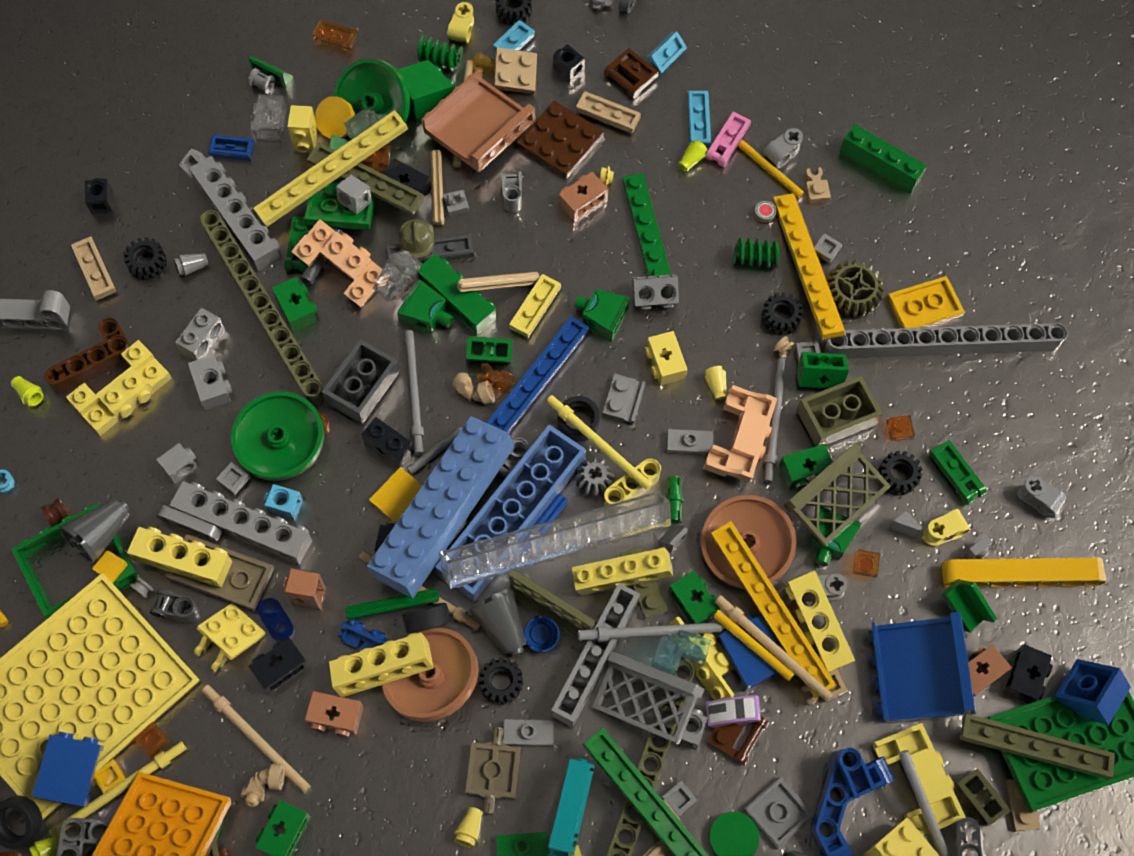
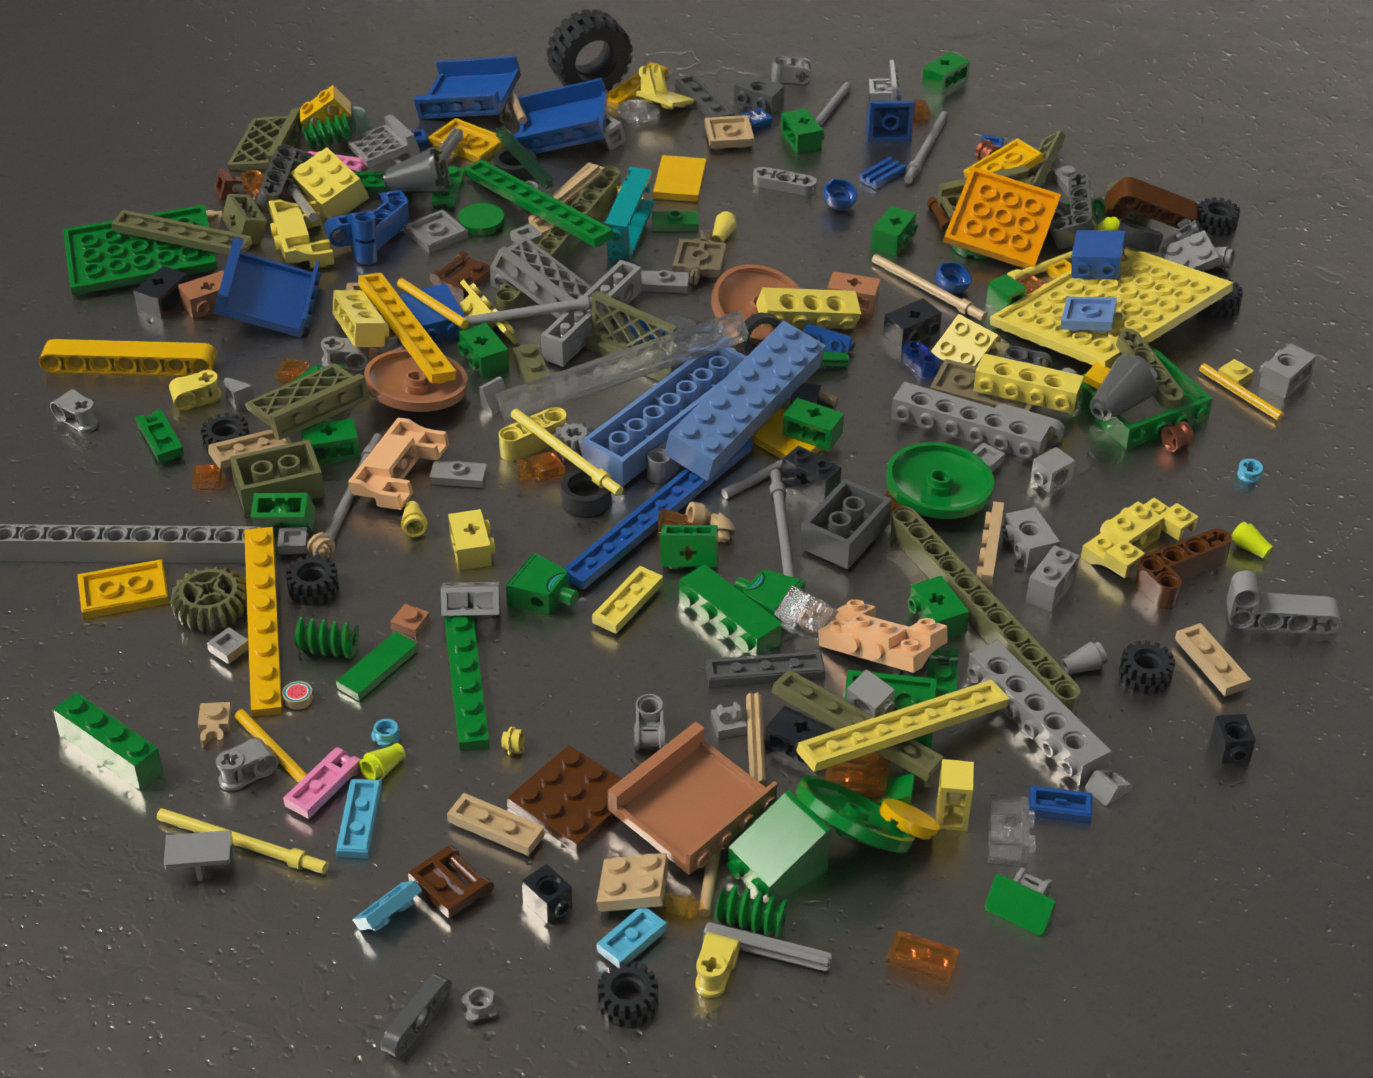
camera: 175 degrees left, 25 degrees down
(59, 567) = (1169, 391): none -> olive beam
(101, 649) = (1089, 314): none -> medium blue plate
(177, 721) = (1004, 292): none -> green brick
(228, 740) = (953, 278): none -> blue hair
(243, 377) = (990, 540): none -> tan plate
(255, 789) = (920, 255): tan arm -> none
(290, 508) = (925, 429): medium azure brick -> none
(304, 589) = (891, 358): nougat brick -> none
(360, 123) = (864, 784): clear brick -> none
(378, 488) = (813, 424): none -> green brick
(414, 36) = (774, 947): none -> light grey axle
(417, 237) = (775, 665): olive piece -> none
(497, 281) = (673, 610): tan axle -> none
(511, 691) = (690, 304): black tyre -> none
(583, 196) = (549, 713): nougat brick -> none
(623, 399) = (529, 514): light grey plate -> none
(624, 570) = (542, 361): light yellow brick -> none
(625, 451) = (543, 466): none -> clear orange plate
(675, 498) = (487, 426): green pin -> none
(680, 645) = (514, 296): clear light blue plate -> none
(695, 175) = (386, 732): none -> medium azure plate
(698, 283) = (410, 620): none -> nougat plate
(714, 240) = (377, 666): none -> green tile
(732, 86) = (295, 857): none -> light yellow bar
(733, 710) = (458, 268): slope -> none
(737, 616) = (442, 319): tan bar -> none
(793, 78) = (199, 850): none -> light grey panel
(879, 447) = (222, 451): none -> tan plate
(968, 600) = (198, 332): green panel -> none
(980, 549) = (166, 372): light grey plate -> none
(1093, 690) = (107, 264): blue slope -> none

